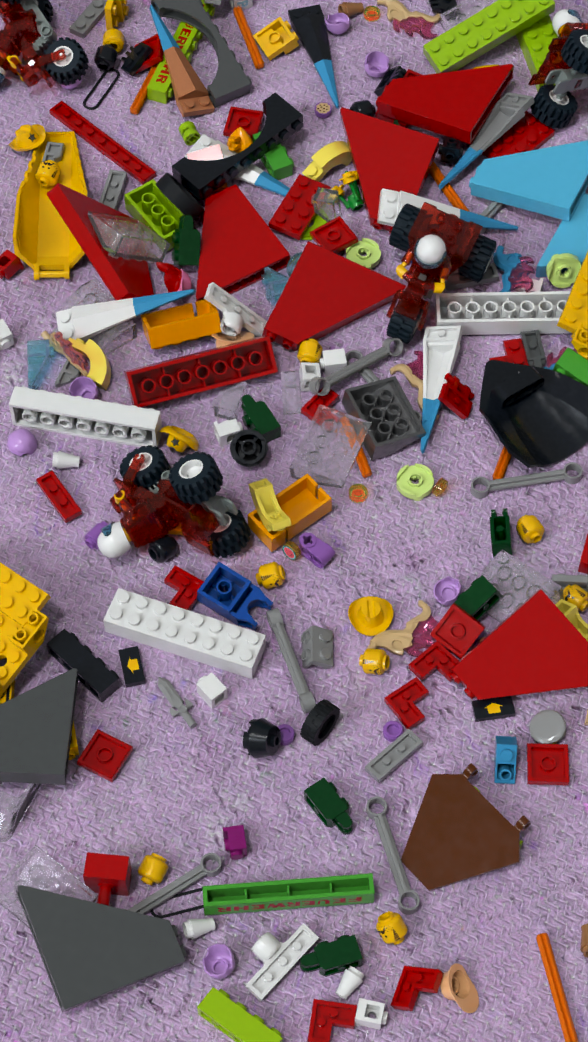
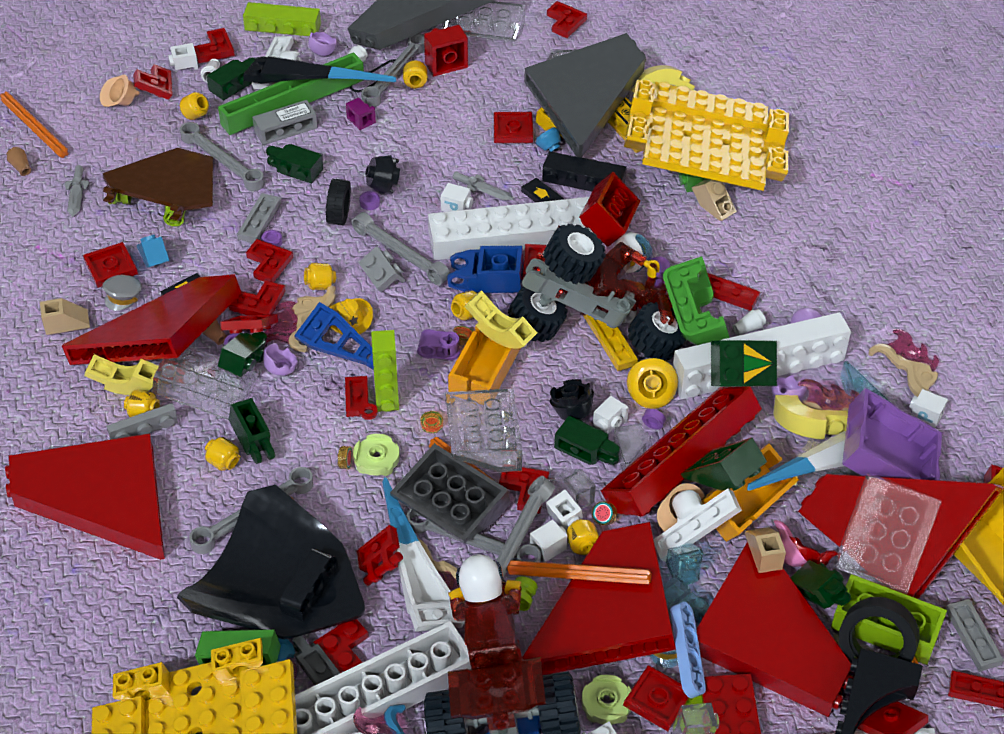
camera: 150 degrees right, 10 degrees down
(65, 295) = (889, 441): none -> medium lavender tile
(86, 719) = (549, 140): none -> dark azure cone
(102, 587) = (609, 209): none -> red brick
(115, 450) = (688, 291): none -> bright green windscreen
(122, 394) = (743, 363): none -> dark green slope
(194, 322) = (727, 465): none -> dark green slope
(197, 416) = (653, 419): none -> medium lavender tile
(204, 272) = (766, 549): none -> tan slope
(258, 298) = (685, 563): none -> clear light blue slope
(283, 364) = (604, 513): none -> tile
(288, 915) = (277, 69): none -> black plate
(297, 246) = (687, 650): none -> light blue beam
(311, 863) = (284, 122): none -> light grey brick
(333, 317) = (579, 572): none -> orange axle
(373, 336) = (528, 590): none -> lime wheel
(381, 509) = (385, 370): none -> lime brick
(398, 606) = (317, 325): none -> blue plate
(403, 533) = (357, 398): none -> red hinge
(546, 878) = (76, 191): none -> light grey sword

